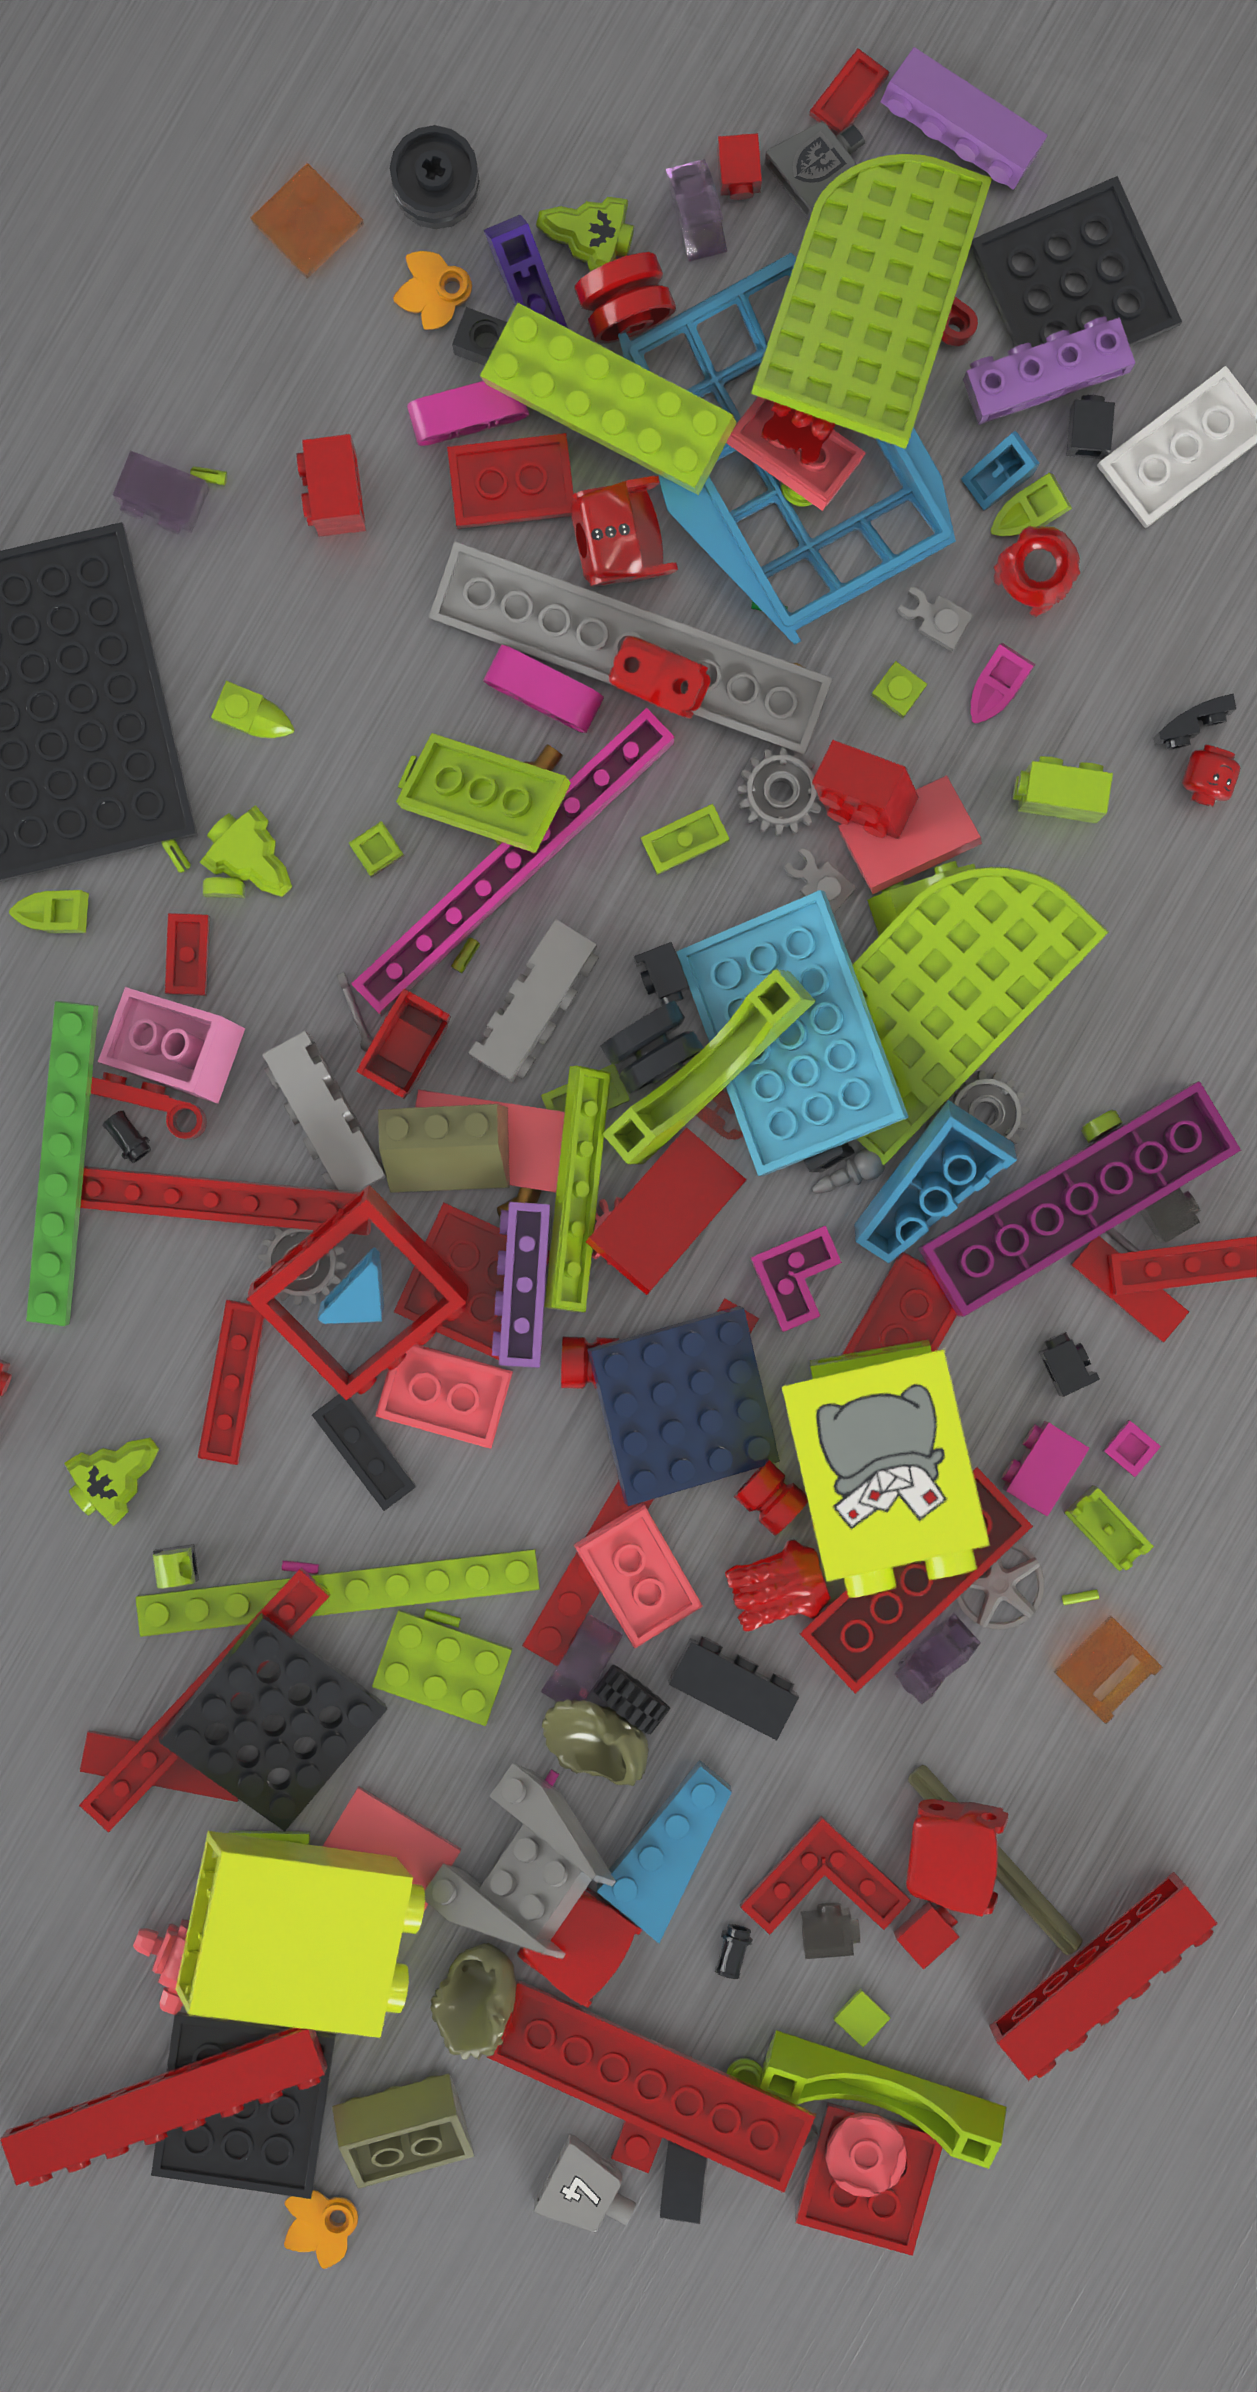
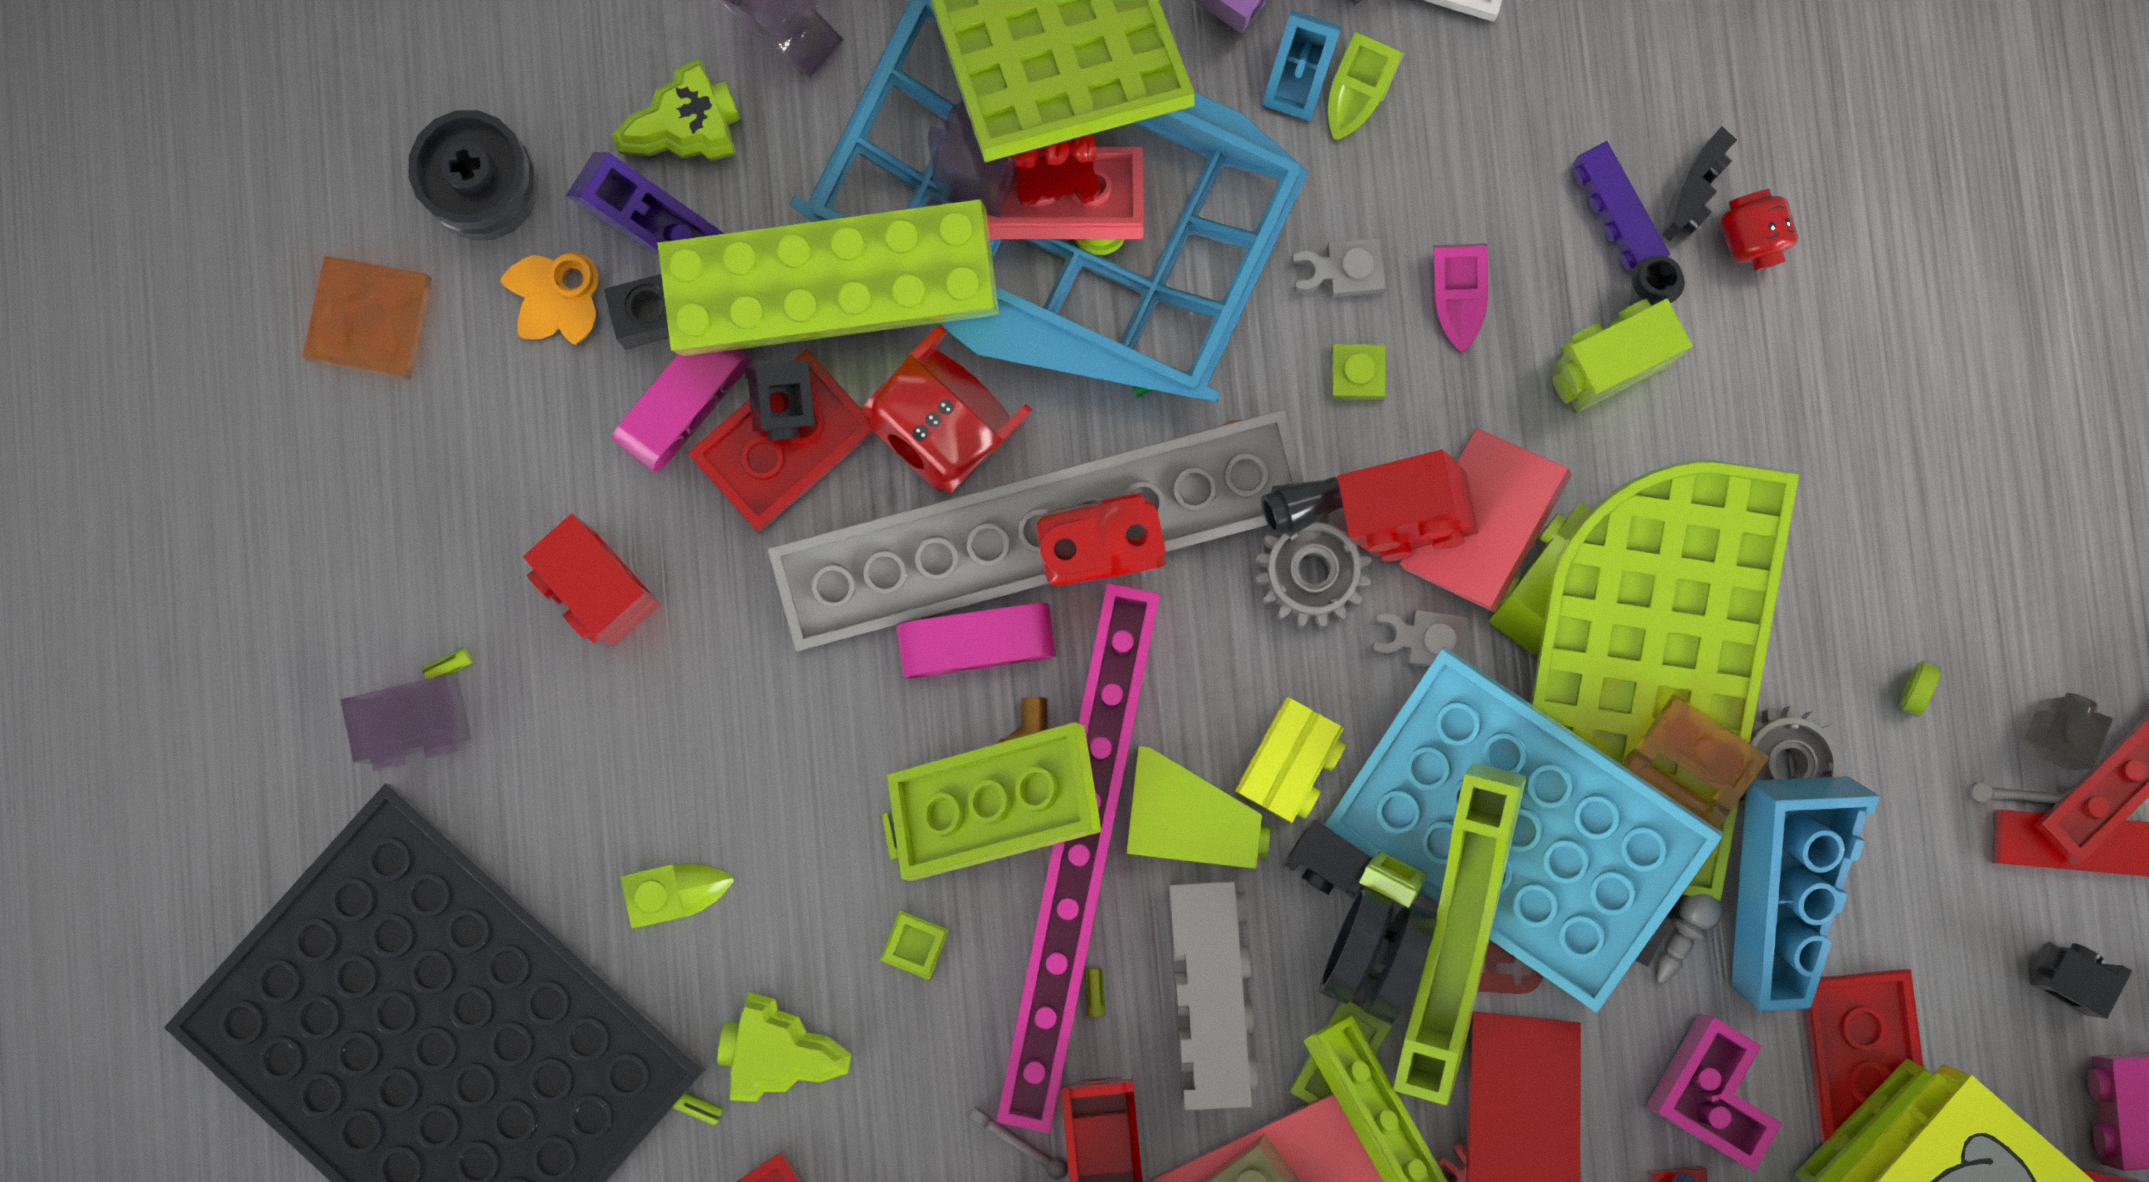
camera: 30 degrees left, 5 degrees down
(223, 887) = (776, 1109): lime tile -> none
(541, 450) = (794, 385): none -> black brick
(596, 889) = (1189, 818): none -> lime slope
(625, 297) = (769, 159): red wheel -> none
(682, 898) = (1290, 760): none -> neon yellow brick
(685, 839) = (1245, 695): lime plate -> none
(693, 1009) = (1393, 878): none -> lime tile
(736, 387) = (960, 167): none -> clear purple brick
(798, 743) = (1298, 505): none -> black cone
(934, 1062) = (1702, 749): none -> clear orange plate
(1040, 594) = (1397, 160): red piece -> none
(1079, 1199) = (1961, 788): magenta brick -> none
(1121, 760) = (1656, 280): none -> black cone
(1136, 702) = (1618, 205): none -> dark purple piece

